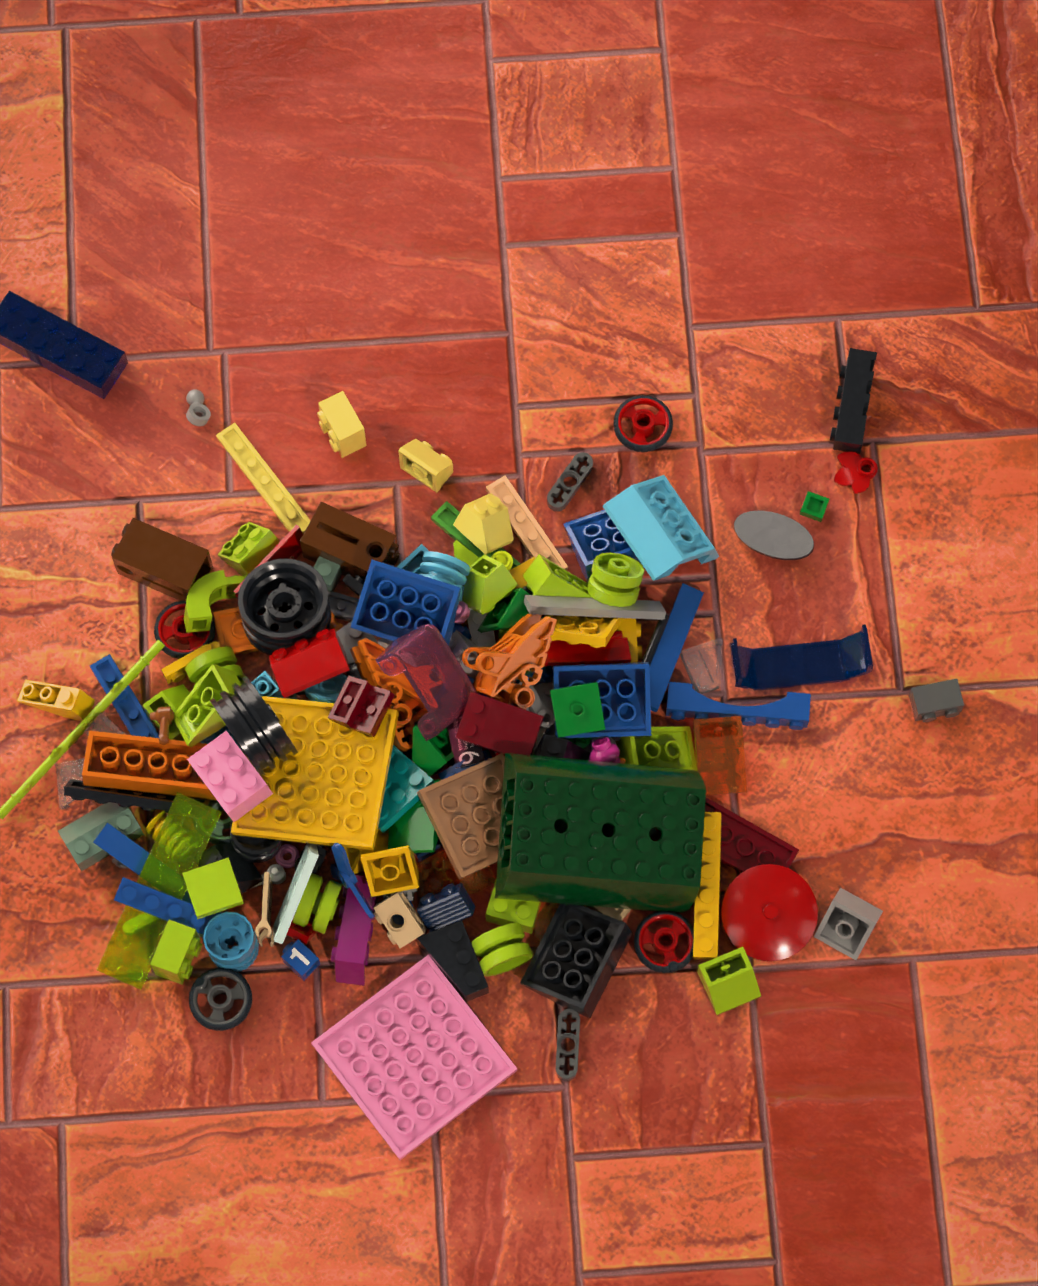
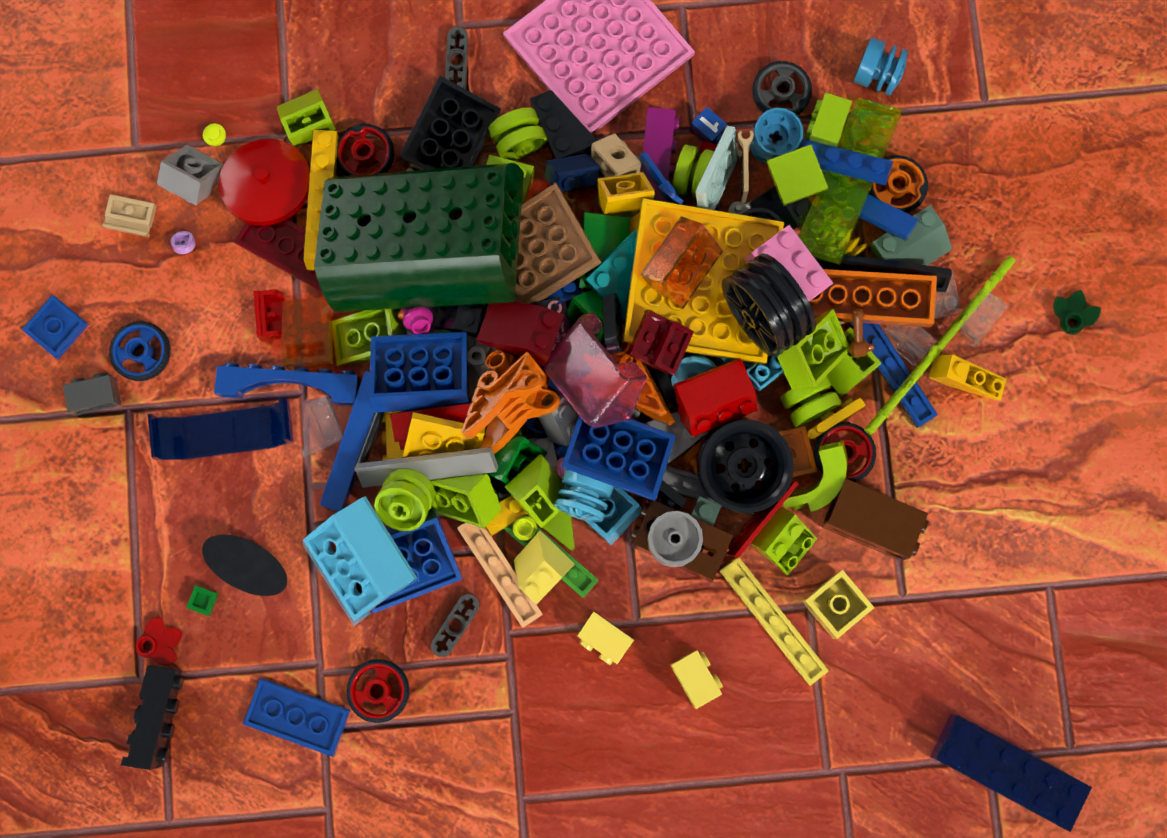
camera: 175 degrees left, 10 degrees up
(34, 752) = (982, 319): none -> clear hinge
(87, 889) = (917, 190): none -> orange wheel
(111, 1013) = (881, 66): none -> dark azure wheel
(197, 413) = (853, 713): light grey plate -> none
(203, 488) = (838, 604): none -> light yellow brick
(336, 781) = (682, 261): none -> clear orange slope
(355, 530) = (660, 539): none -> light grey wheel
(407, 730) = (613, 324): none -> black beam
(577, 709) = (442, 354): green plate -> none
(720, 405) = (296, 717): none -> blue tile
(759, 776) = (268, 314): none -> red hinge
(826, 967) = (214, 134): none -> neon yellow plate
(853, 853) = (183, 242): none -> lavender tile
(883, 761) = (147, 332): none -> blue wheel
(911, 882) = (129, 215): none -> tan plate
(981, 772) = (55, 327): none -> blue tile

